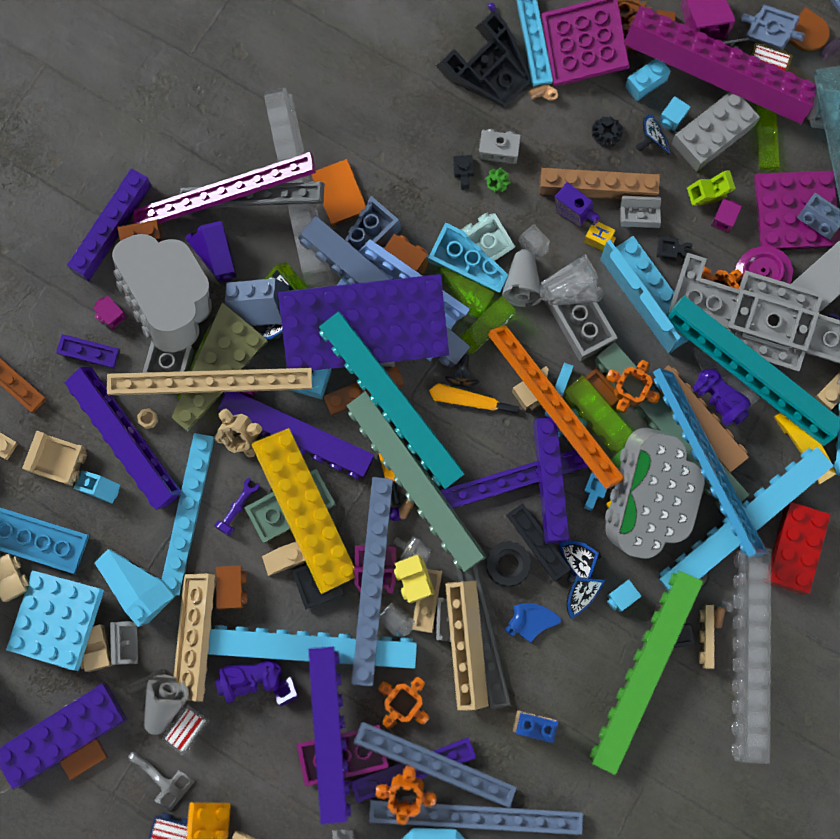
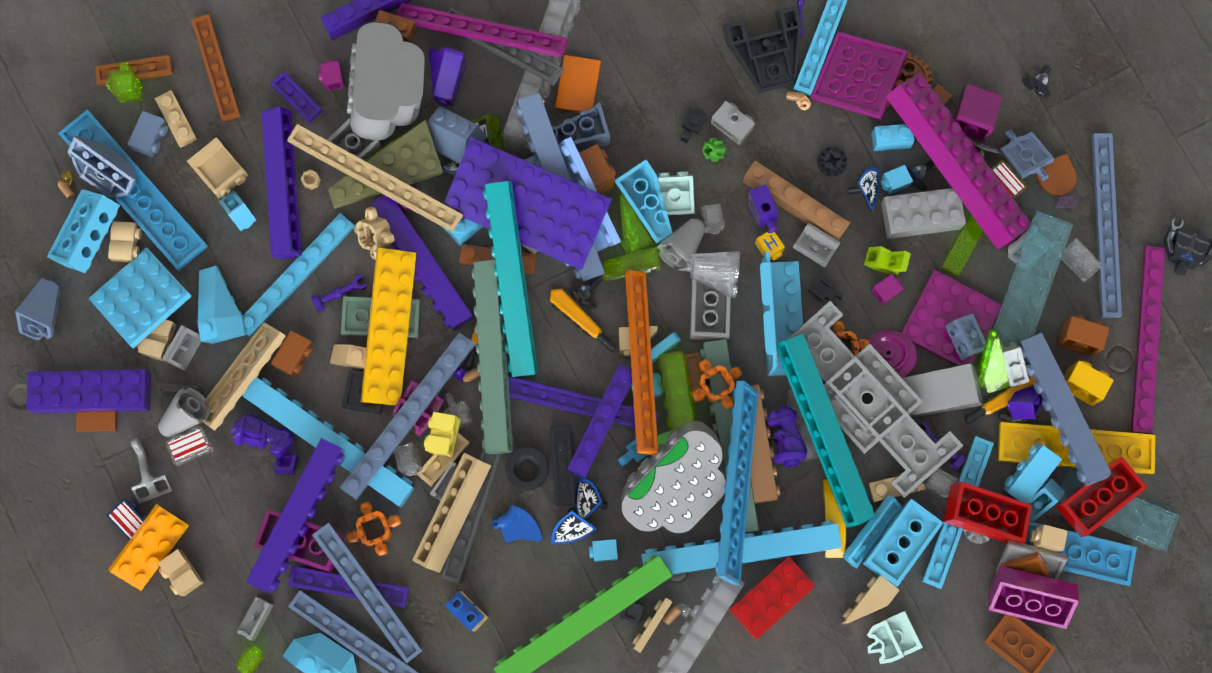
camera: 25 degrees right, 0 degrees up
(404, 809) = (321, 613): orange piece -> none
(691, 96) = (919, 172): none -> black plant

